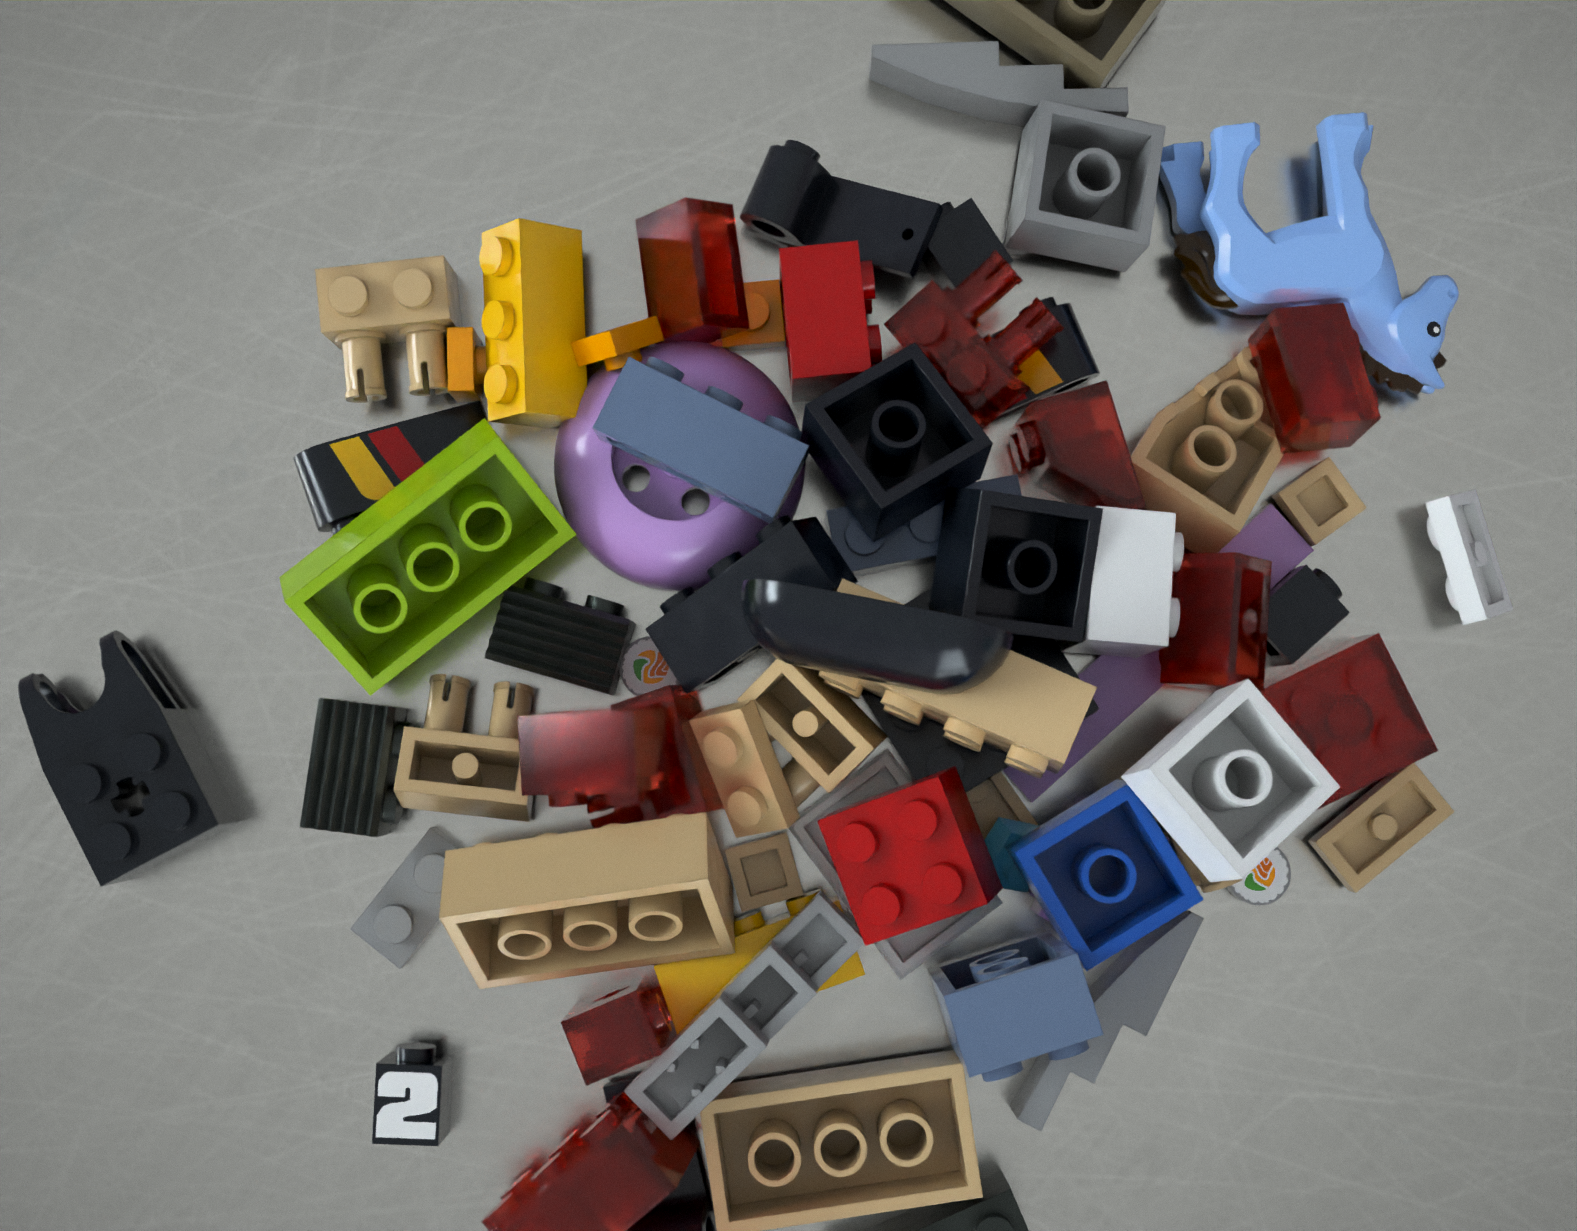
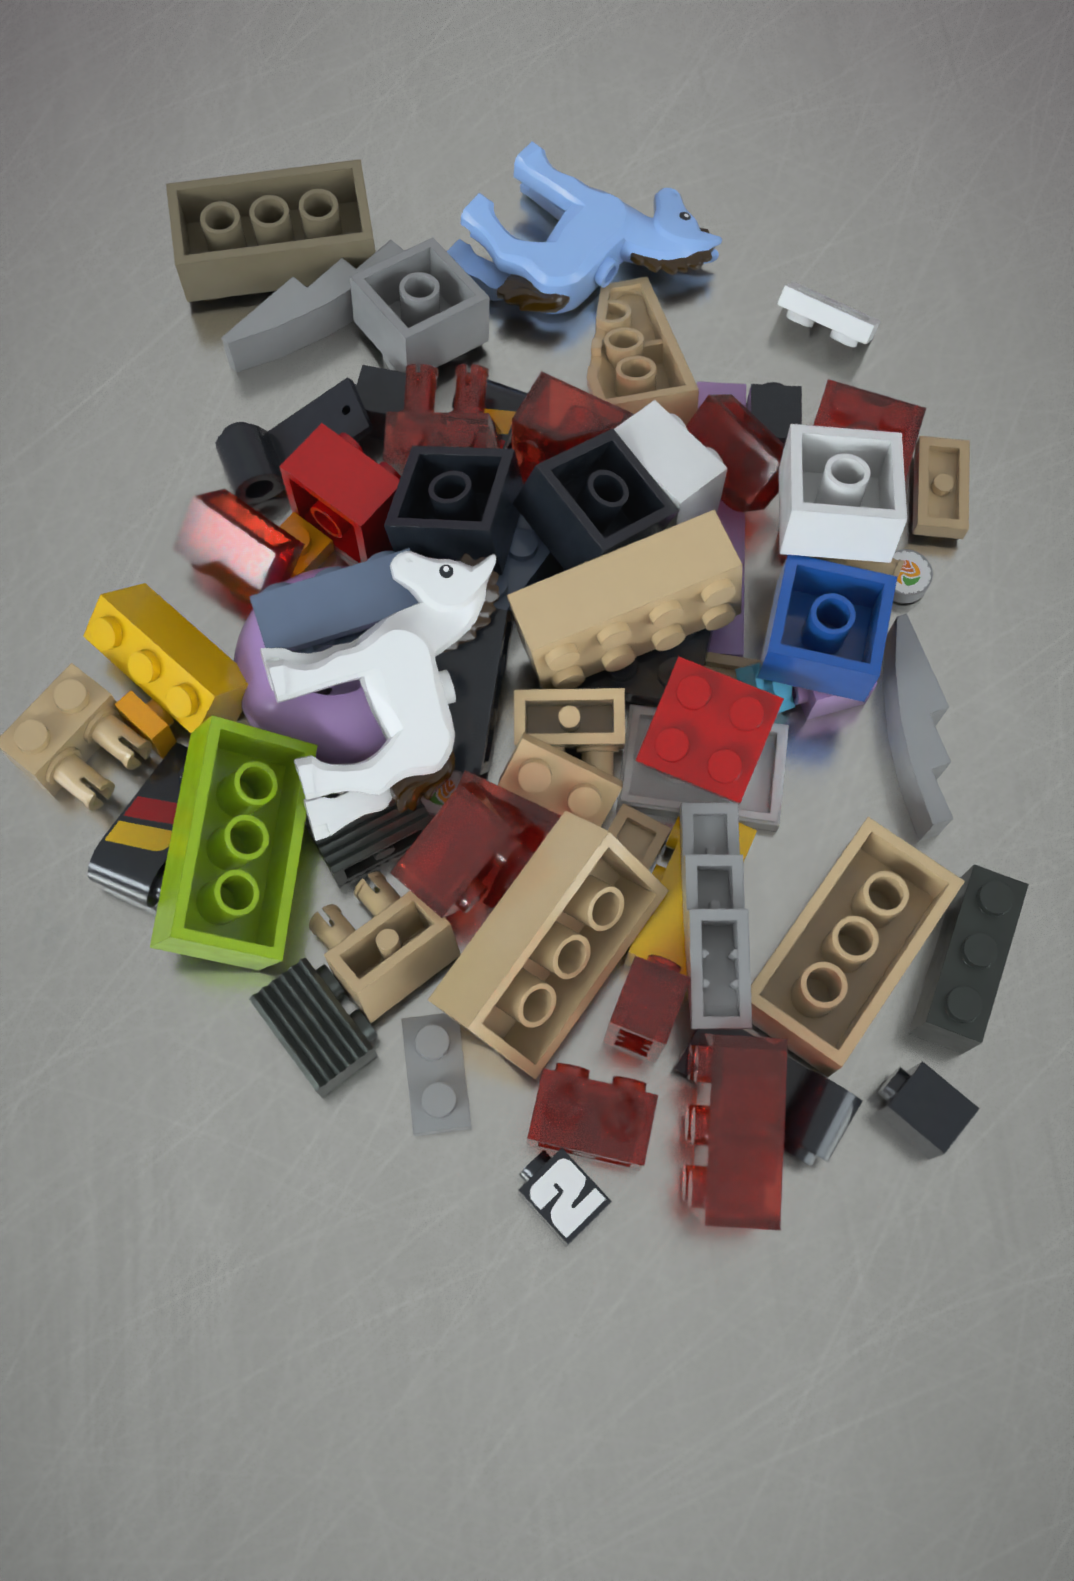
camera: 45 degrees left, 15 degrees down
(114, 747) = (140, 1170): black brick -> none
(497, 1061) = (593, 1117): none -> clear red brick
(618, 344) = (231, 620): light orange plate -> none
(677, 564) = (401, 687): none -> white animal
(872, 637) = (555, 598): black brick -> none
(1015, 1005) = (861, 750): sand blue brick -> none
(1313, 378) = (650, 290): clear red piece -> none
(1319, 502) = (721, 357): tan plate -> none

